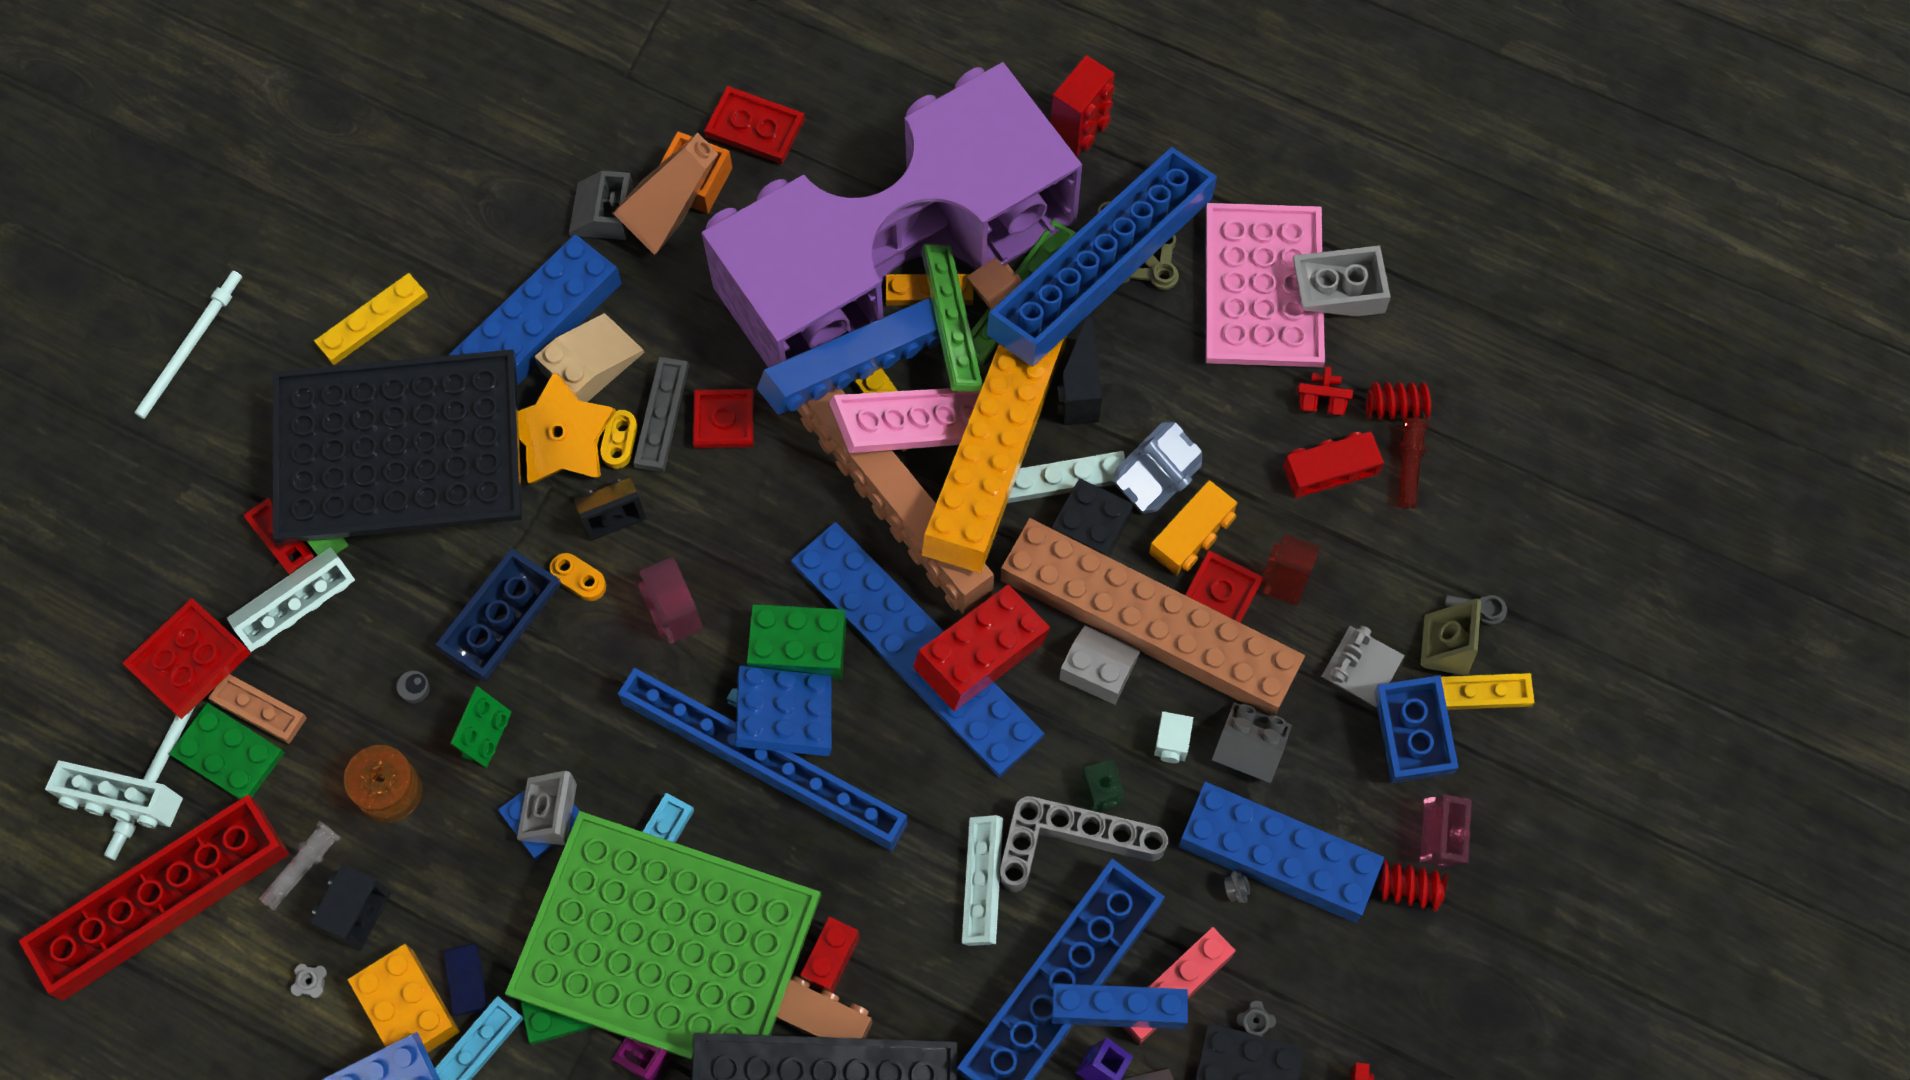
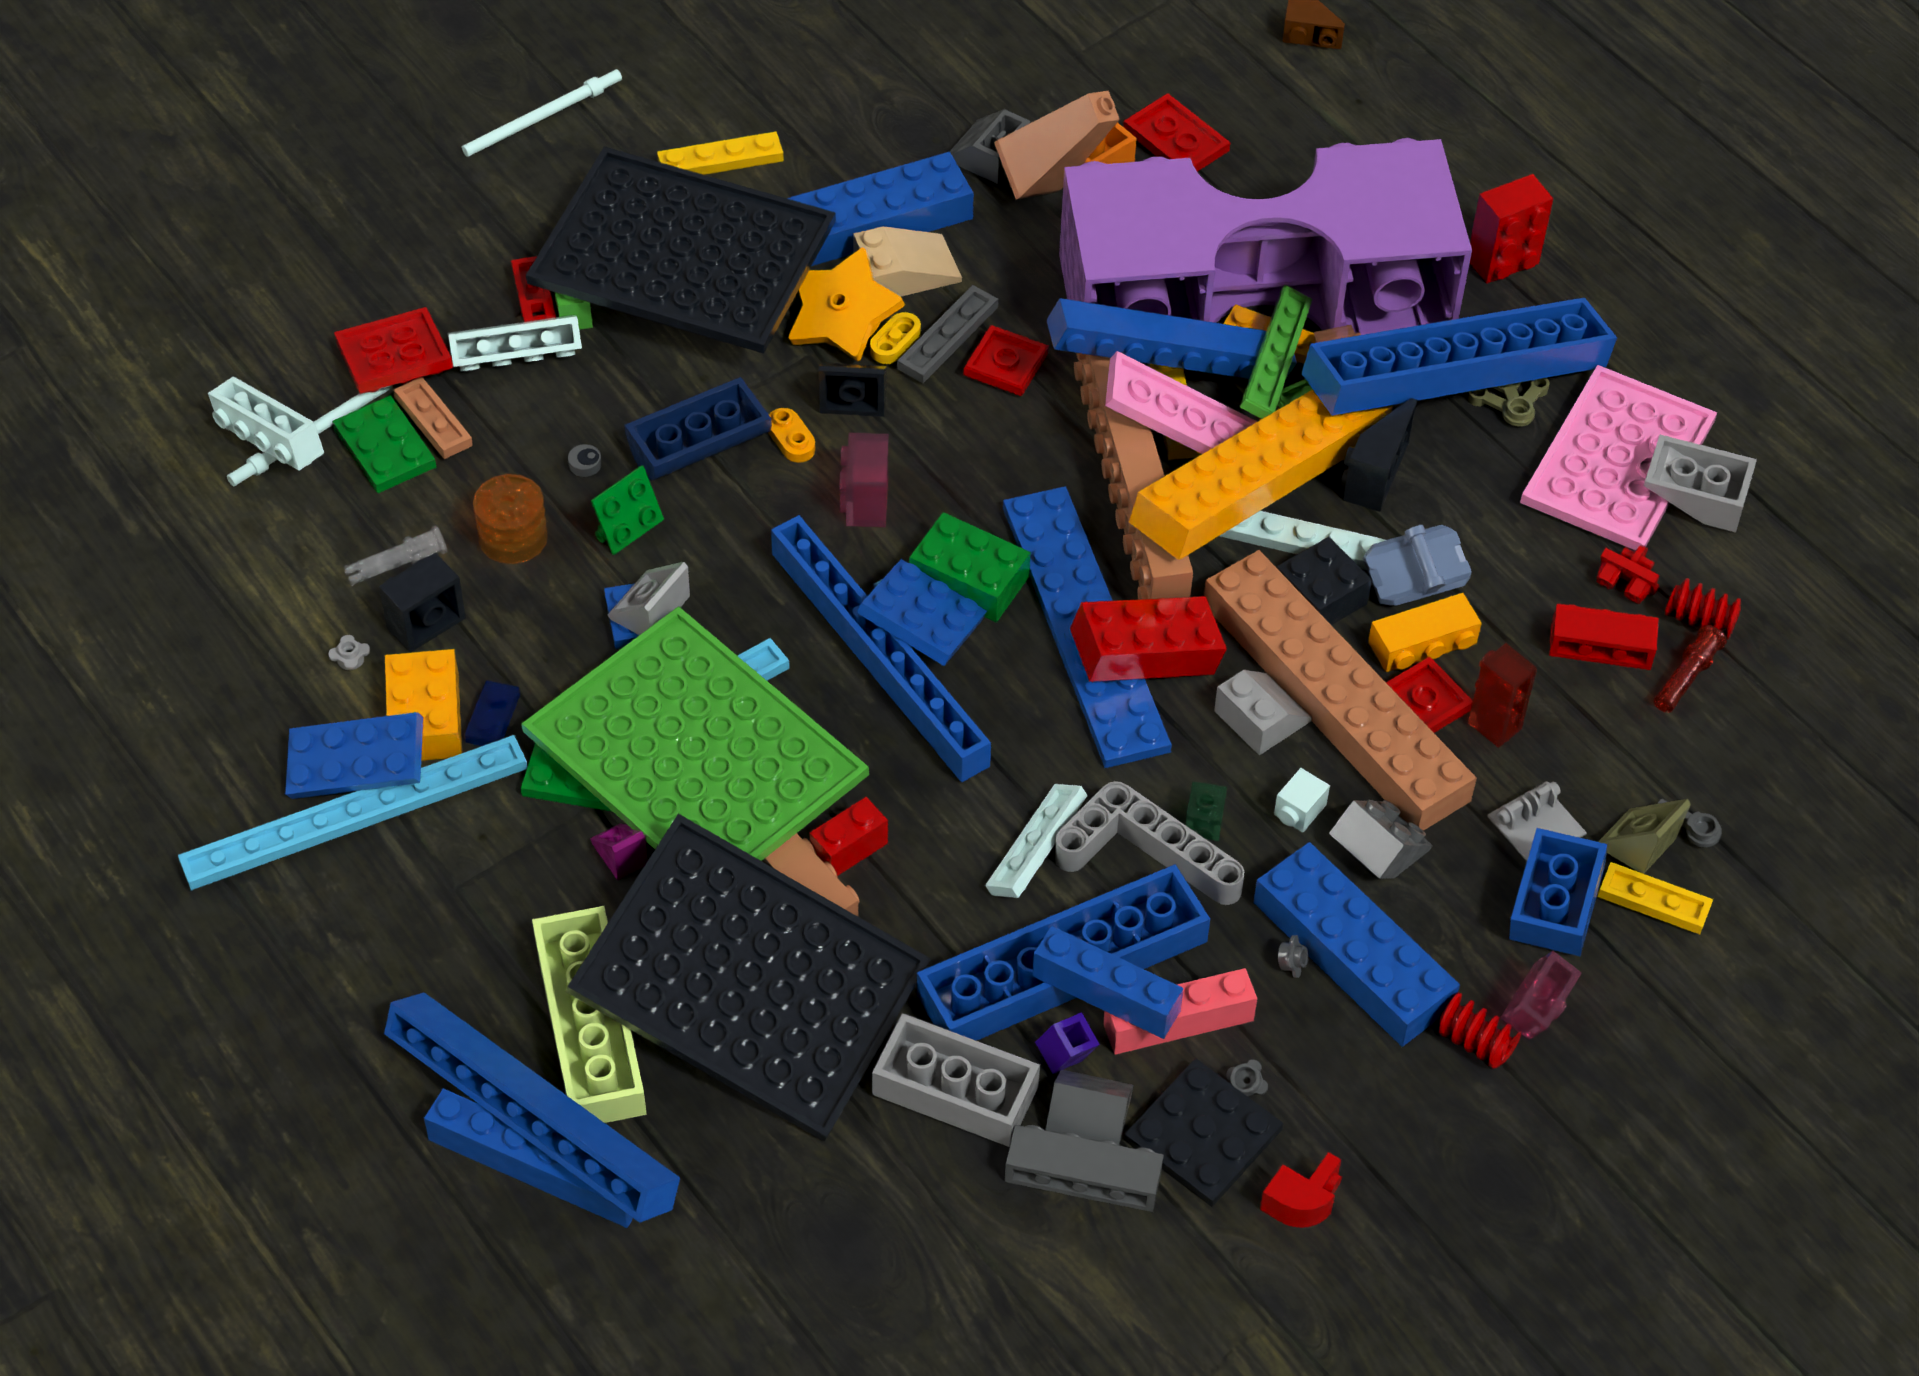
camera: 25 degrees right, 15 degrees down
(153, 898) = (252, 523): red brick -> none

